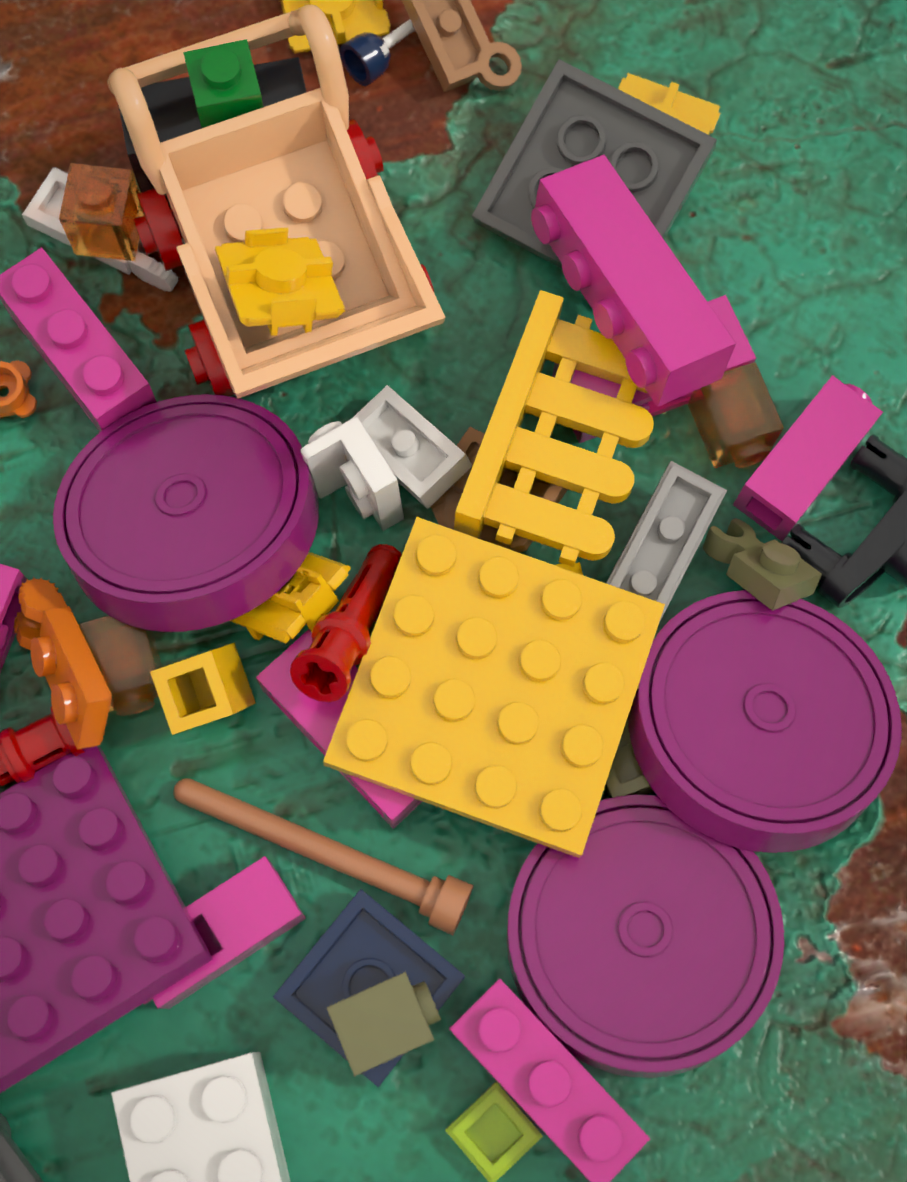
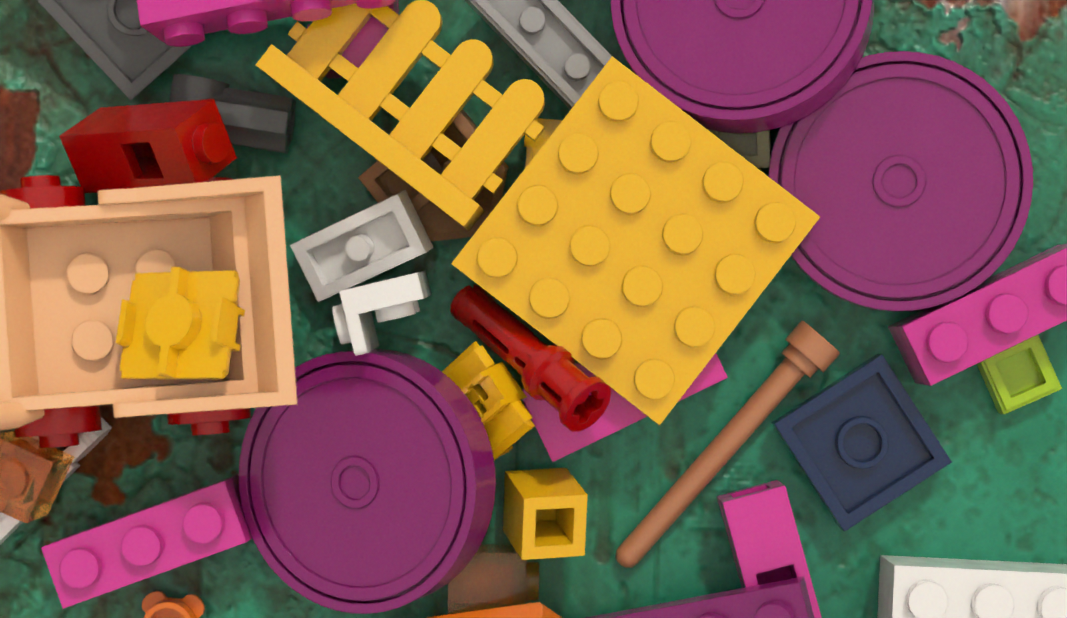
camera: 65 degrees left, 15 degrees up
(384, 1022) = (906, 441): olive brick -> none
(439, 231) = (148, 145): none -> red brick
(485, 287) = (249, 117): none -> dark grey piece

